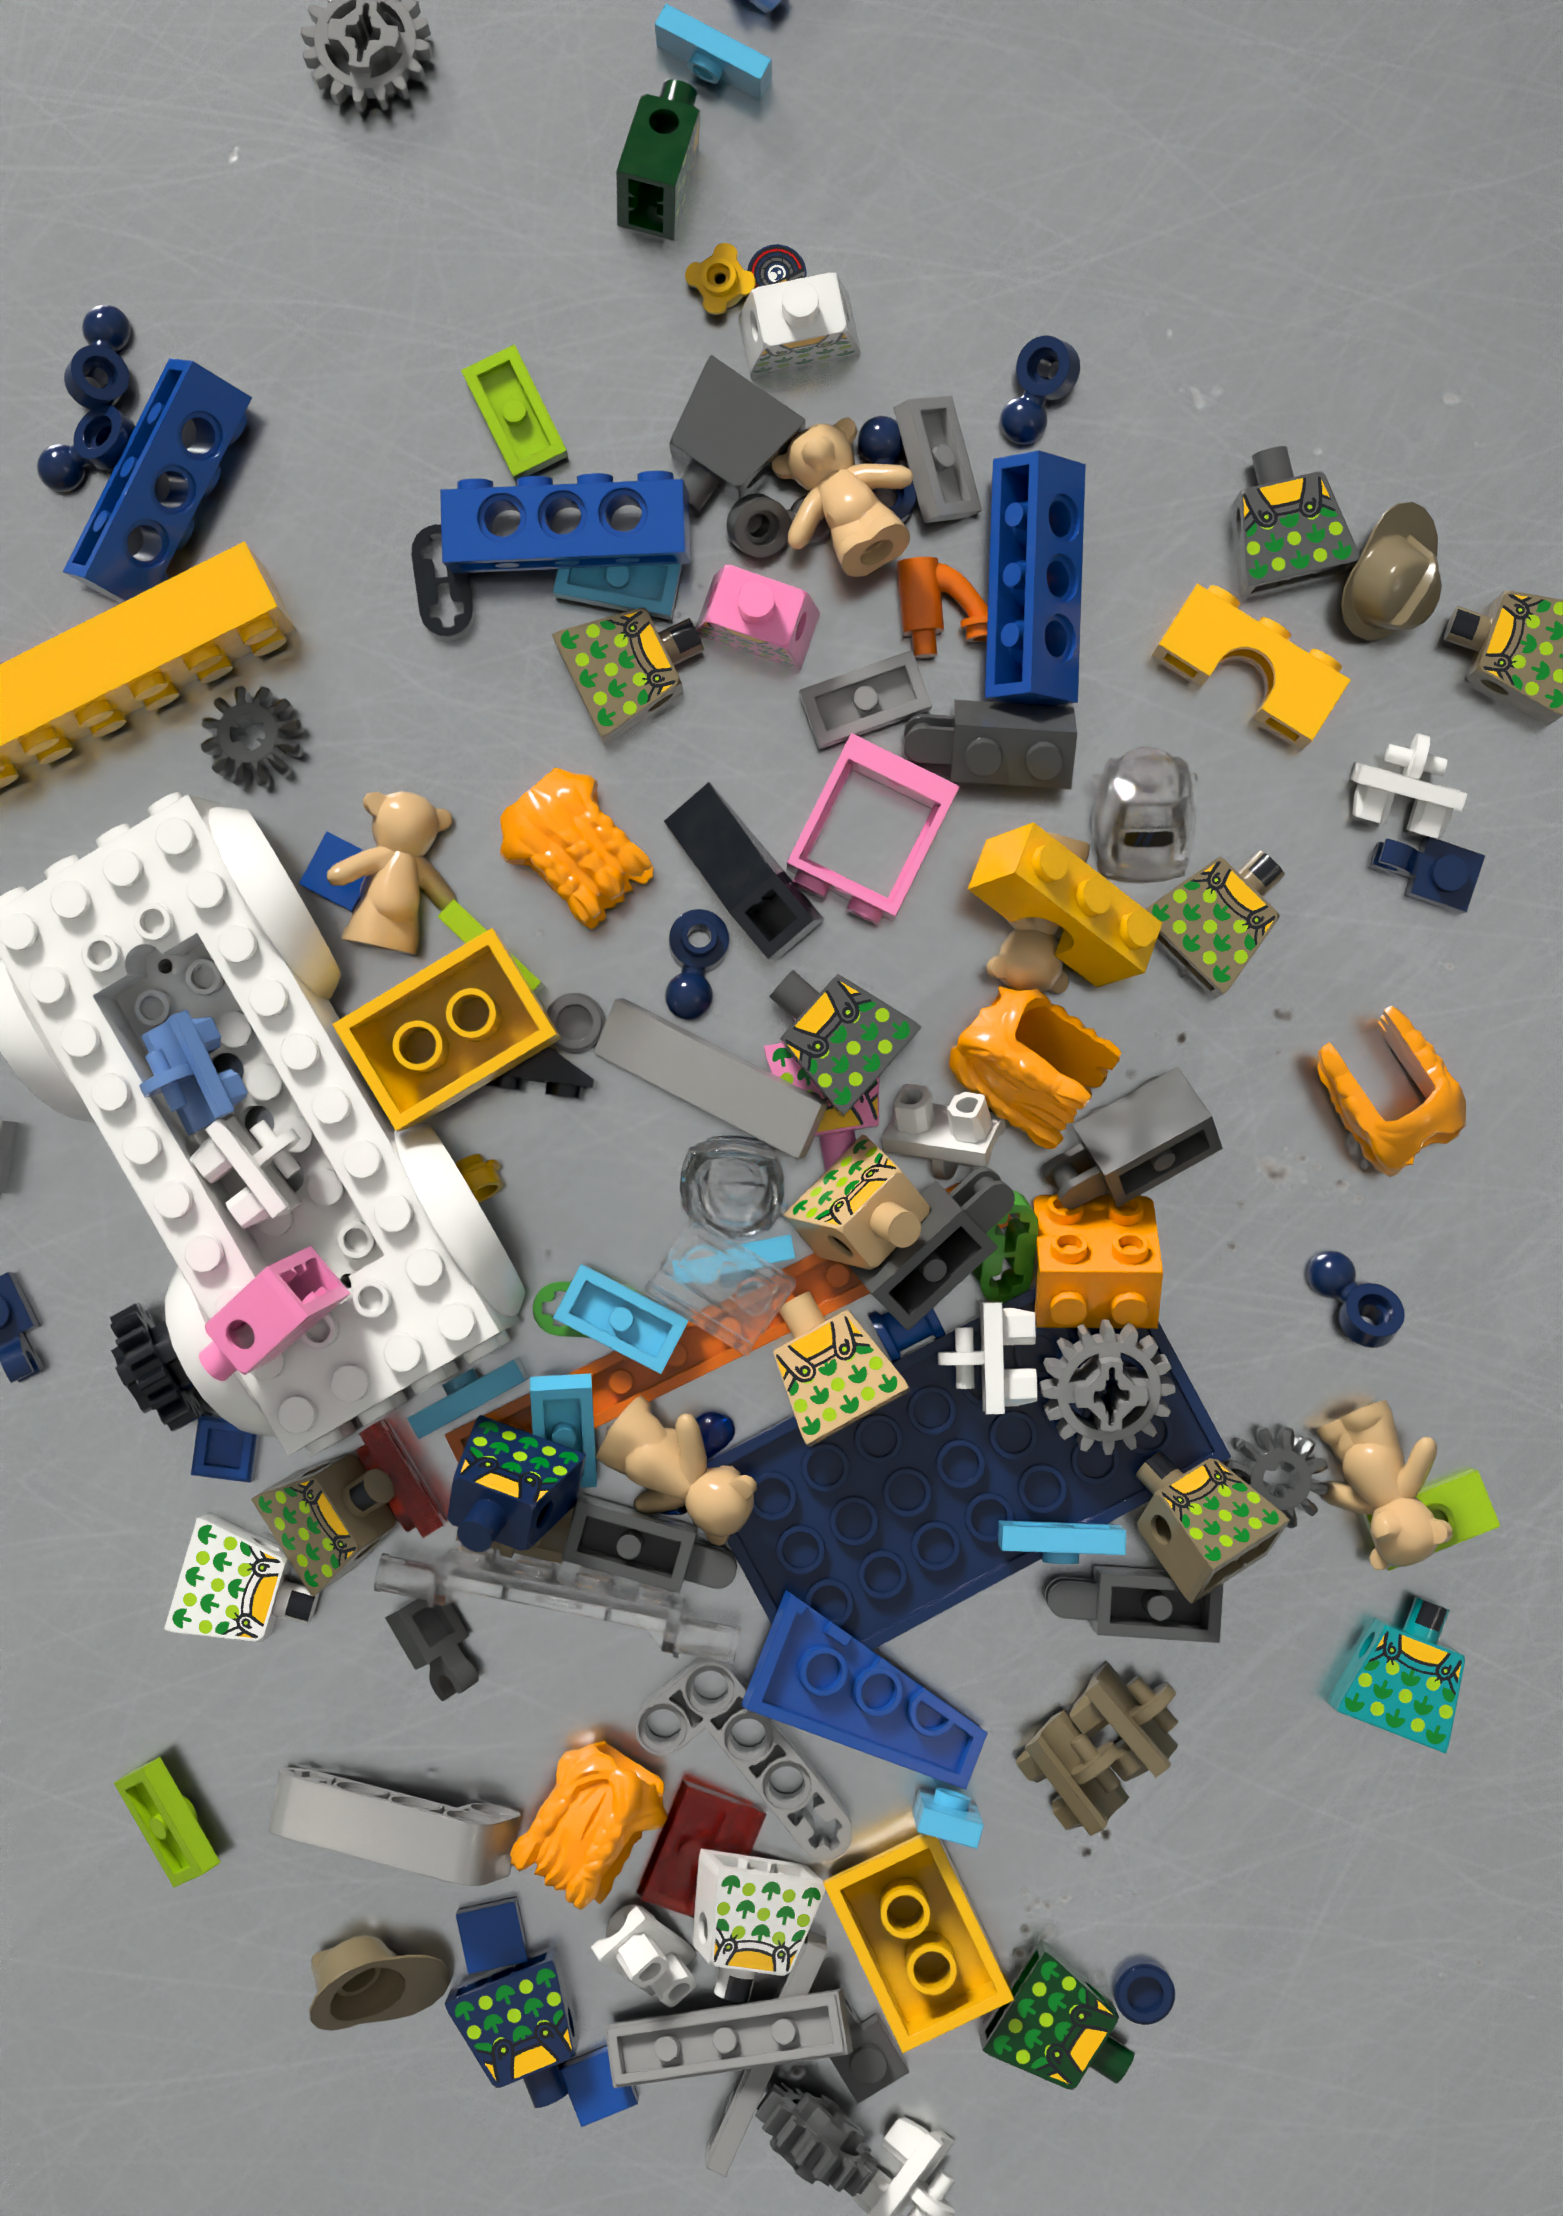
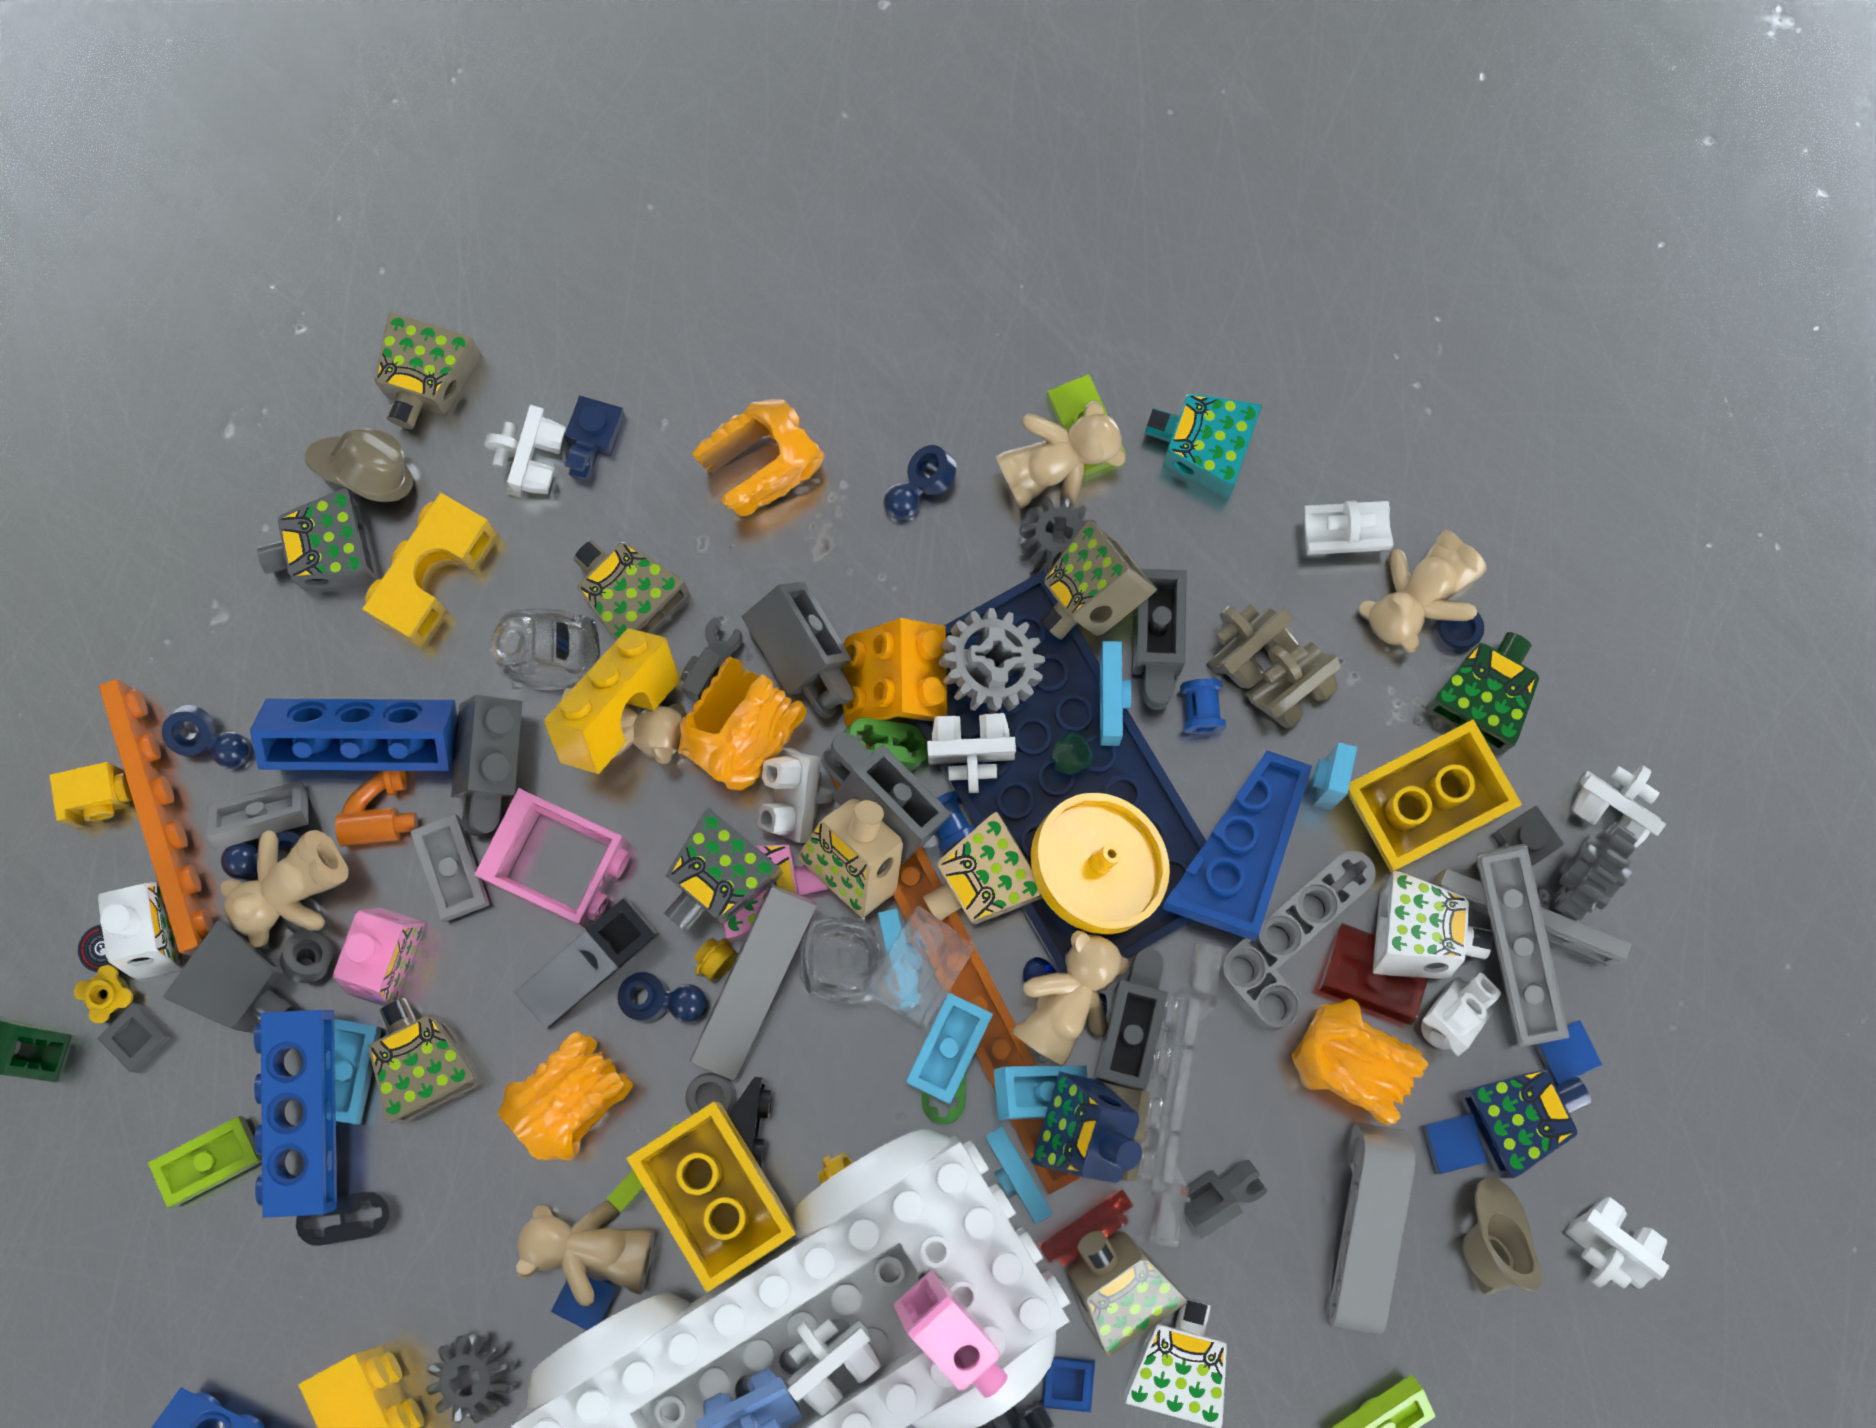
camera: 90 degrees left, 10 degrees down
(353, 2121) = (1613, 1251): none -> white hips
(667, 318) = (134, 1037): none -> dark grey tile
(743, 1029) = (715, 959): none -> yellow plate
(842, 1514) = (1100, 863): none -> yellow piece
(962, 327) = (152, 801): none -> orange plate
(970, 250) = (89, 793): none -> yellow brick
(988, 1495) = (1071, 754): none -> clear green hinge
(1047, 1654) = (1202, 706): none -> blue bush
(1108, 1017) = (702, 669): none -> dark grey plate
(1215, 1976) = (1443, 572): none -> tan piece
(1278, 1855) = (1347, 527): none -> white hips

